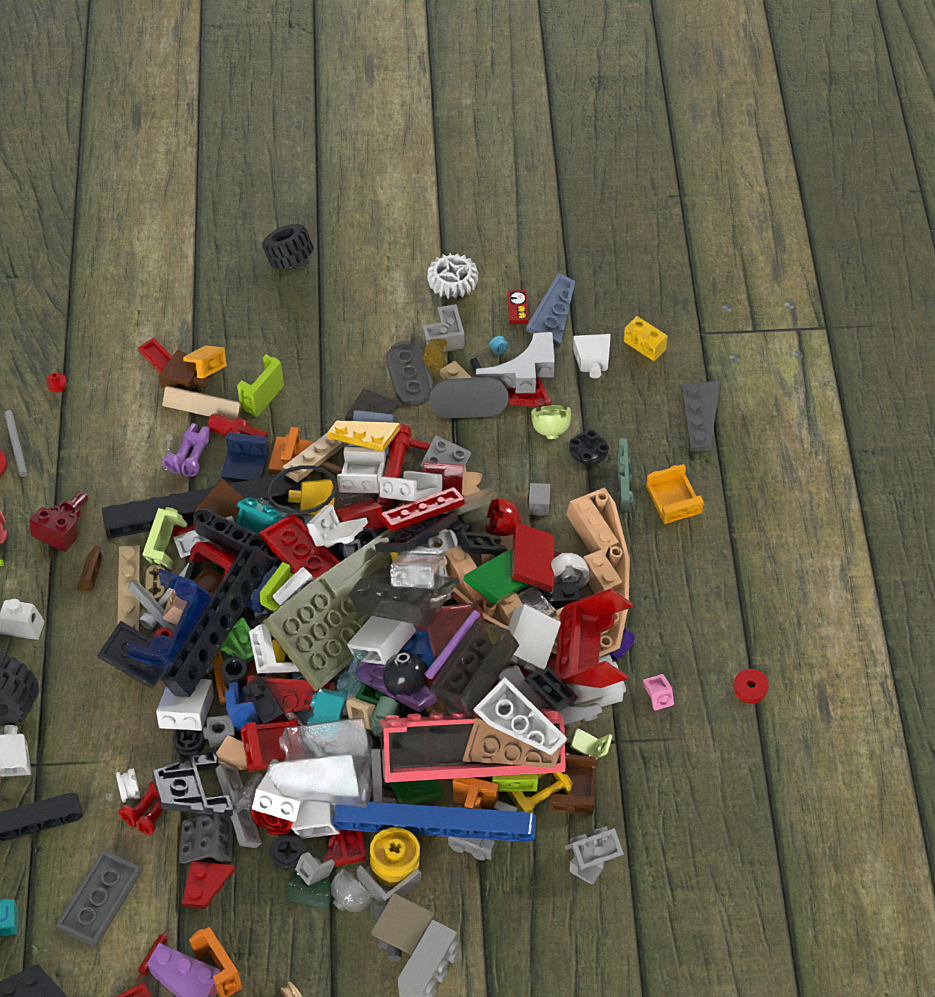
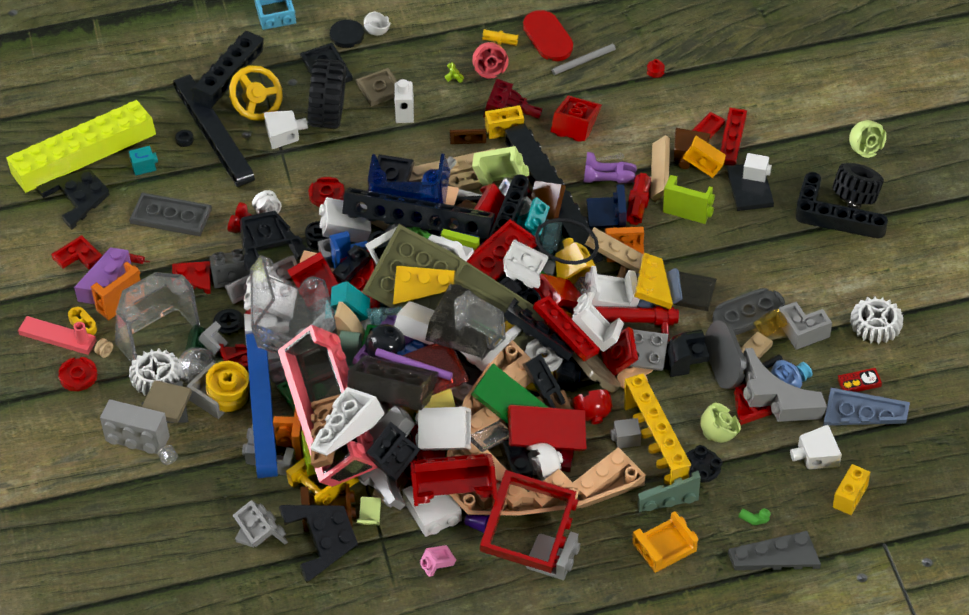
camera: 80 degrees right, 5 degrees down
(89, 527) = (501, 119): none -> yellow brick
(104, 463) = (575, 118): none -> red slope
(122, 724) = (325, 187): none -> red tile
(173, 335) = (733, 135): none -> red tile
(224, 229) = (867, 138): none -> yellowish green cylinder
(236, 321) = (756, 167): none -> white brick
(250, 337) = (748, 193): none -> black tile
(264, 937) = (150, 301): none -> clear windscreen
(302, 295) = (834, 216): none -> black beam
(332, 625) = (417, 283): none -> yellow wing
(335, 938) = (143, 370): none -> white gear
(453, 425) = (685, 350): none -> black brick
(466, 938) = (167, 454): none -> clear bush
(502, 354) = (787, 372): none -> medium blue piece
(558, 464) = (639, 393): none -> yellow window
(613, 783) = (329, 531): none -> black wing
(658, 419) = (755, 519): none -> bright green arm
(669, 575) = (511, 478): none -> red window
(674, 586) = (542, 550): none -> light grey bracket

